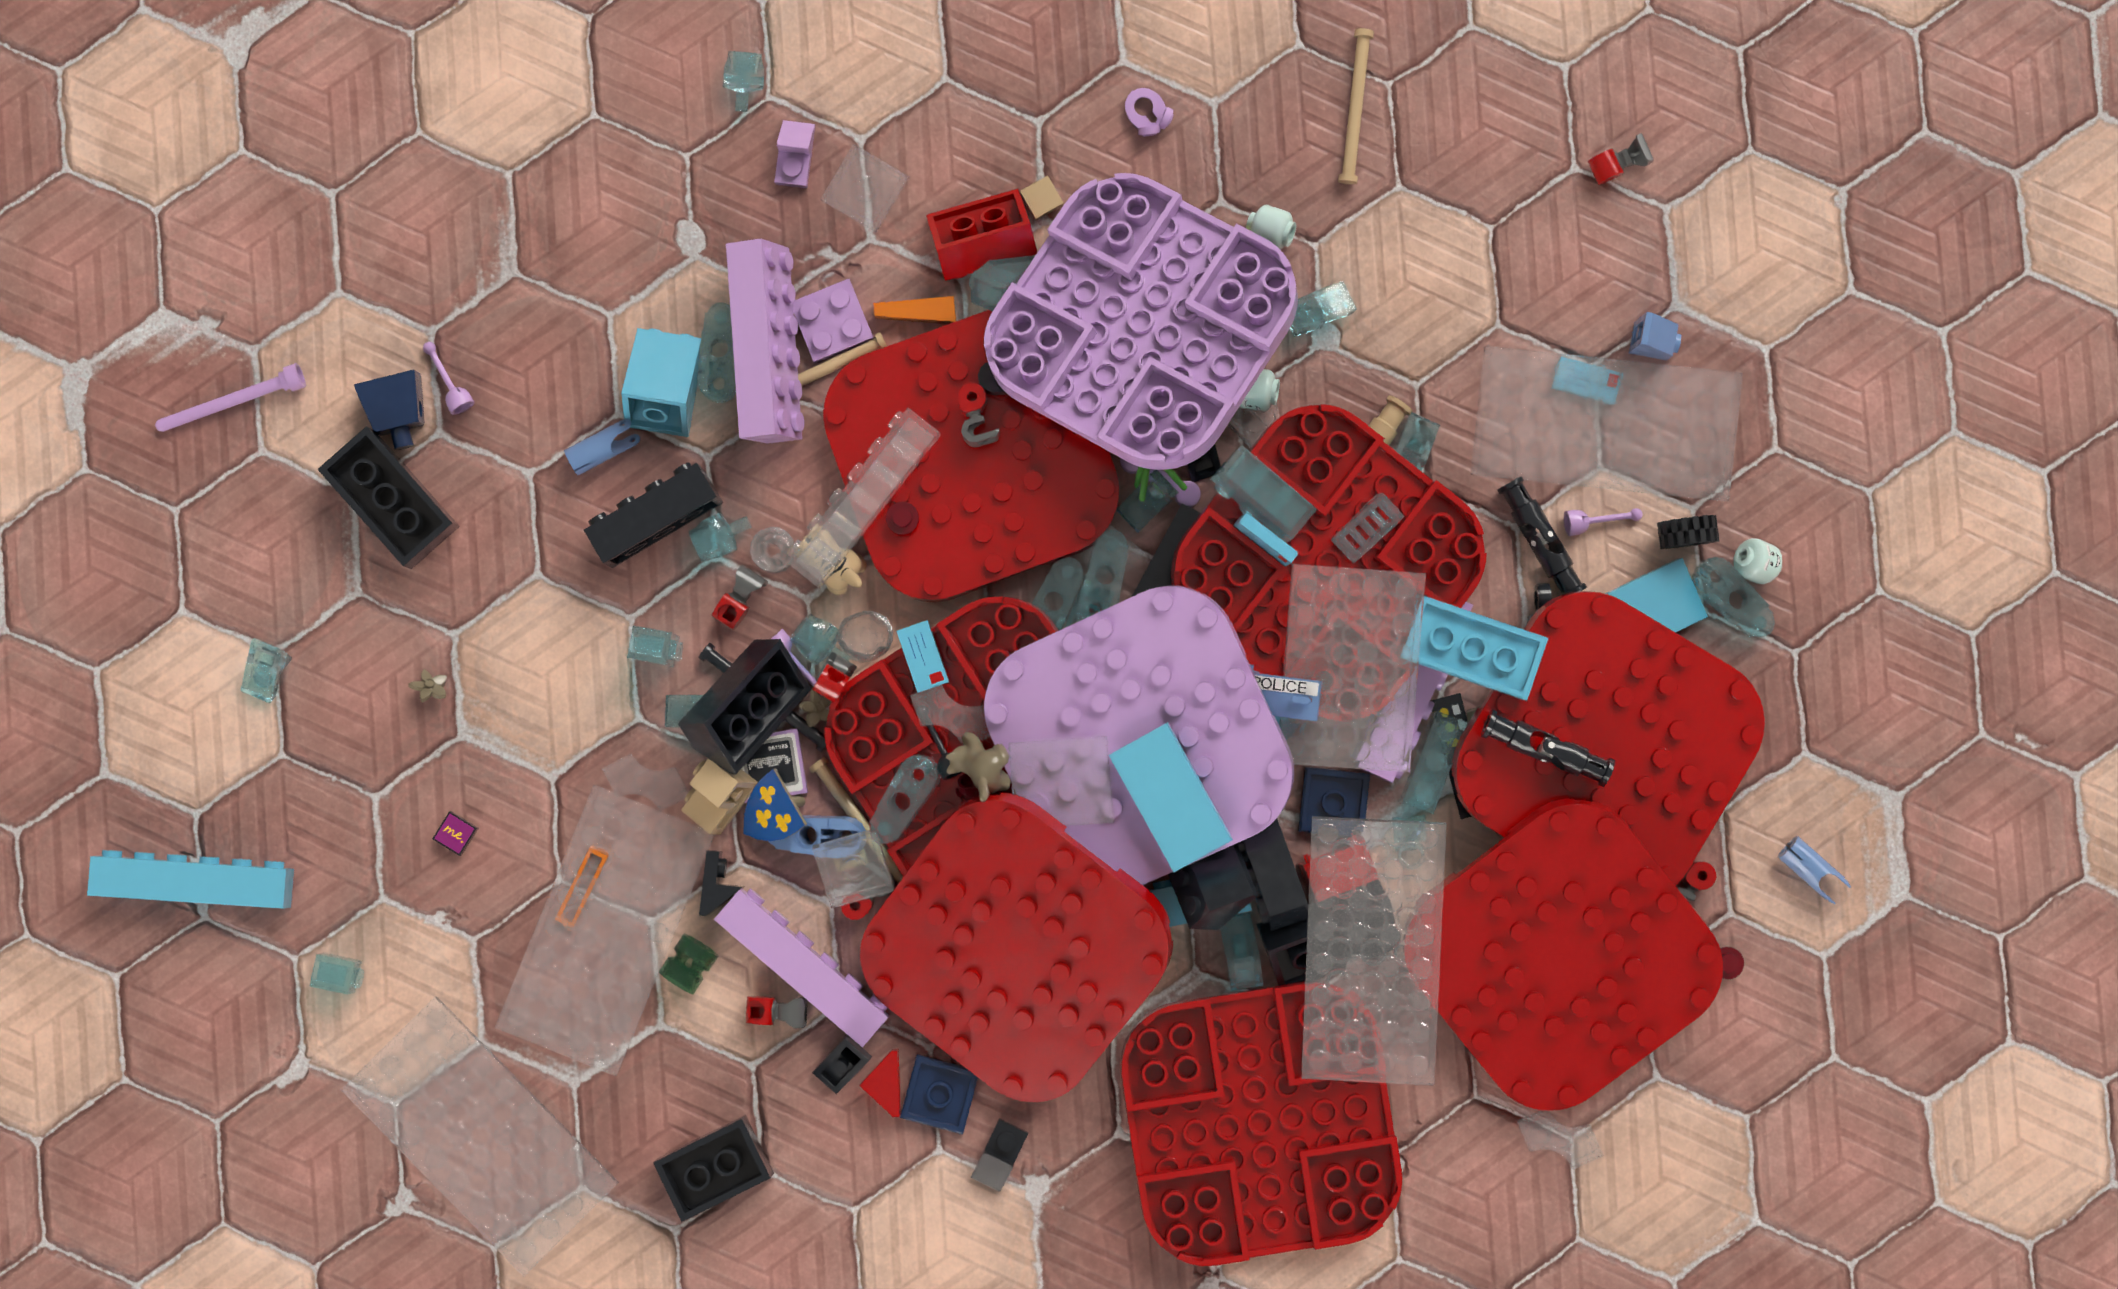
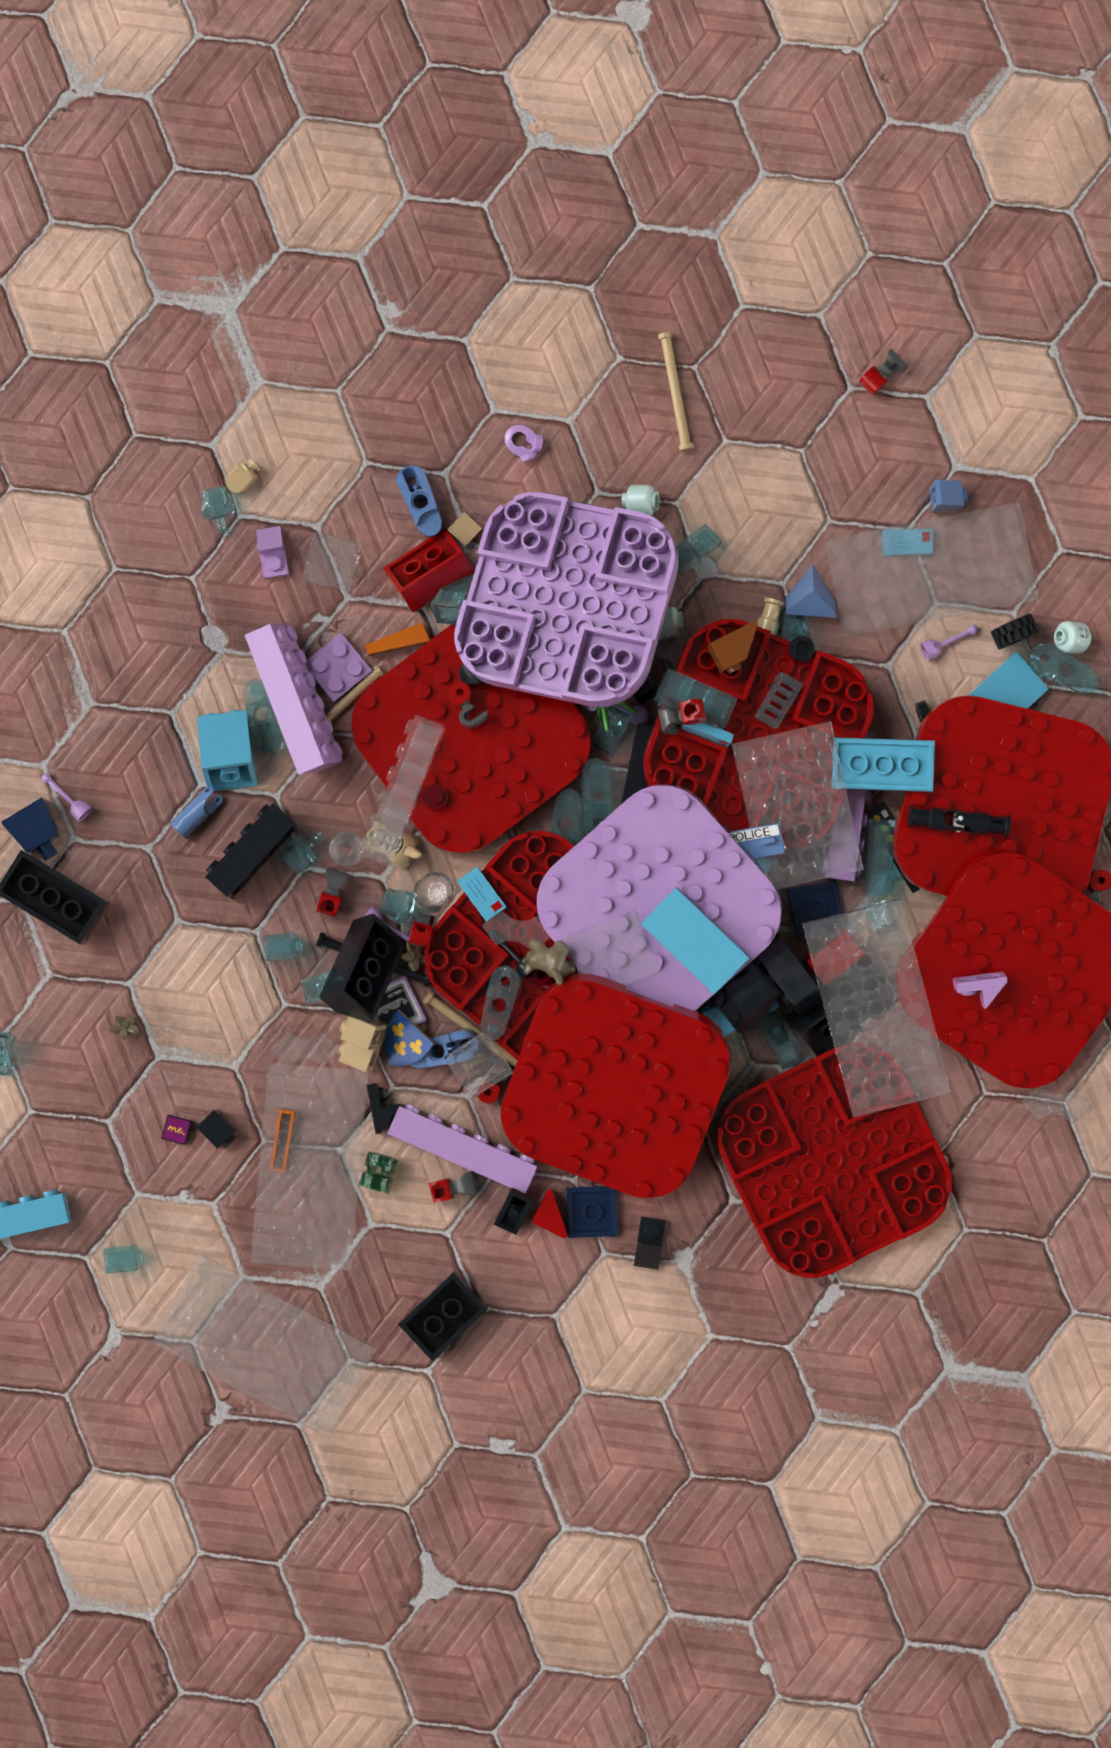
camera: 15 degrees left, 0 degrees up
(505, 849) = (217, 1129): none -> black brick
(786, 48) = (242, 476): none -> tan arm
(1000, 169) = (427, 518): none -> medium blue piece
(1252, 510) = (690, 713): none -> leg
(1330, 444) = (732, 648): none -> dark orange slope
(1415, 472) = (801, 649): none -> black tile
(1446, 412) = (811, 597): none -> medium blue slope
(1521, 964) = (987, 984): none -> lavender slope
(1530, 516) = (896, 655): black piece -> none

